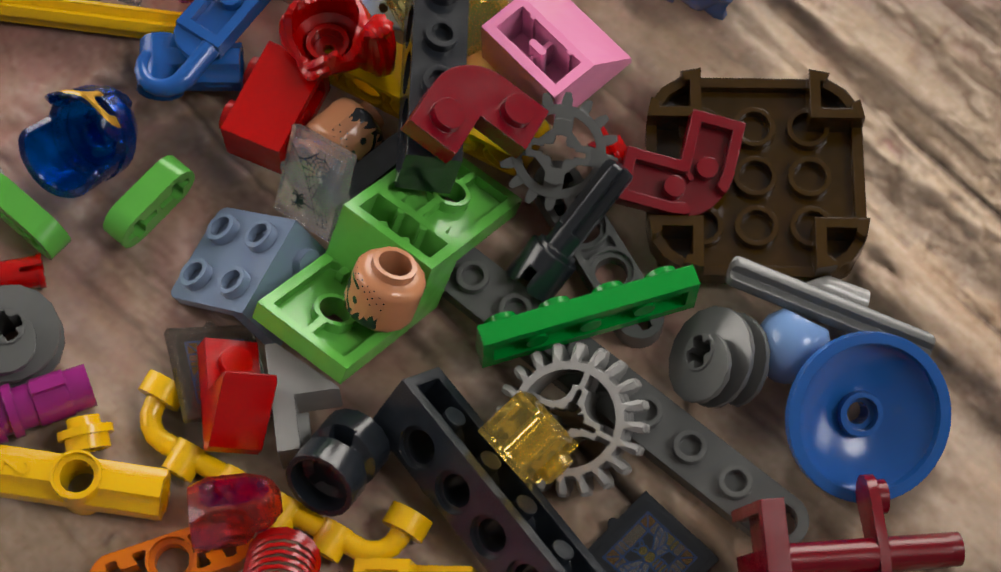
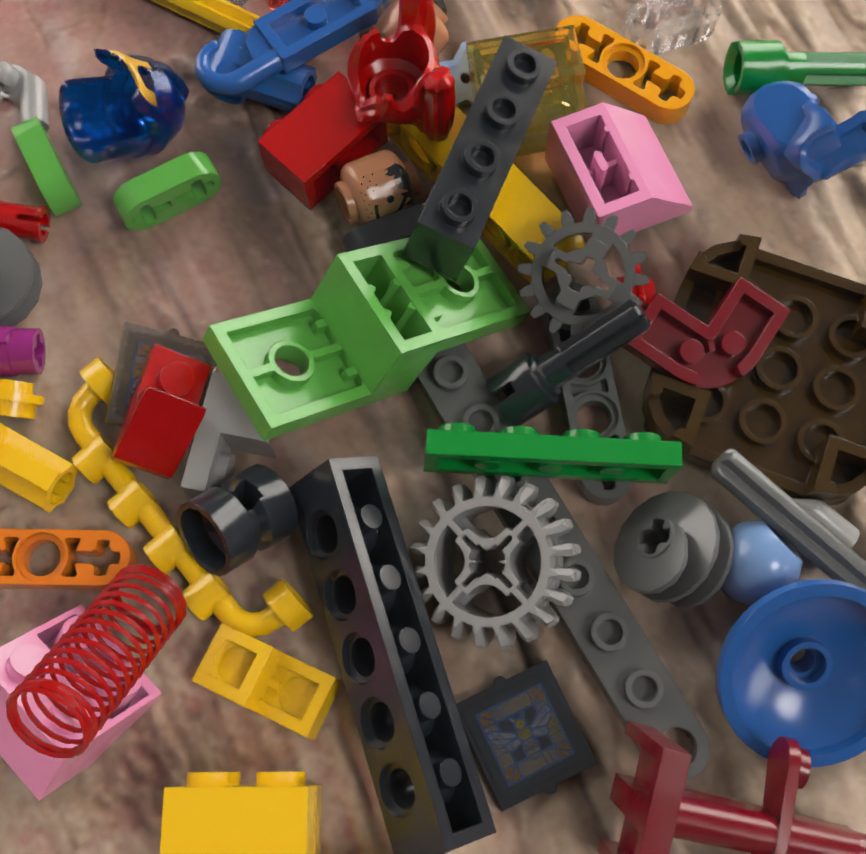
camera: 20 degrees right, 5 degrees up
(231, 510) = (104, 530): clear red rock -> none
(242, 262) = (232, 279): sand blue bracket -> none
(314, 181) = (328, 221): clear piece -> none
(384, 289) = (344, 357): nougat head -> none
(478, 99) = (504, 185): dark red plate -> none
(530, 439) = (436, 572): clear yellow brick -> none

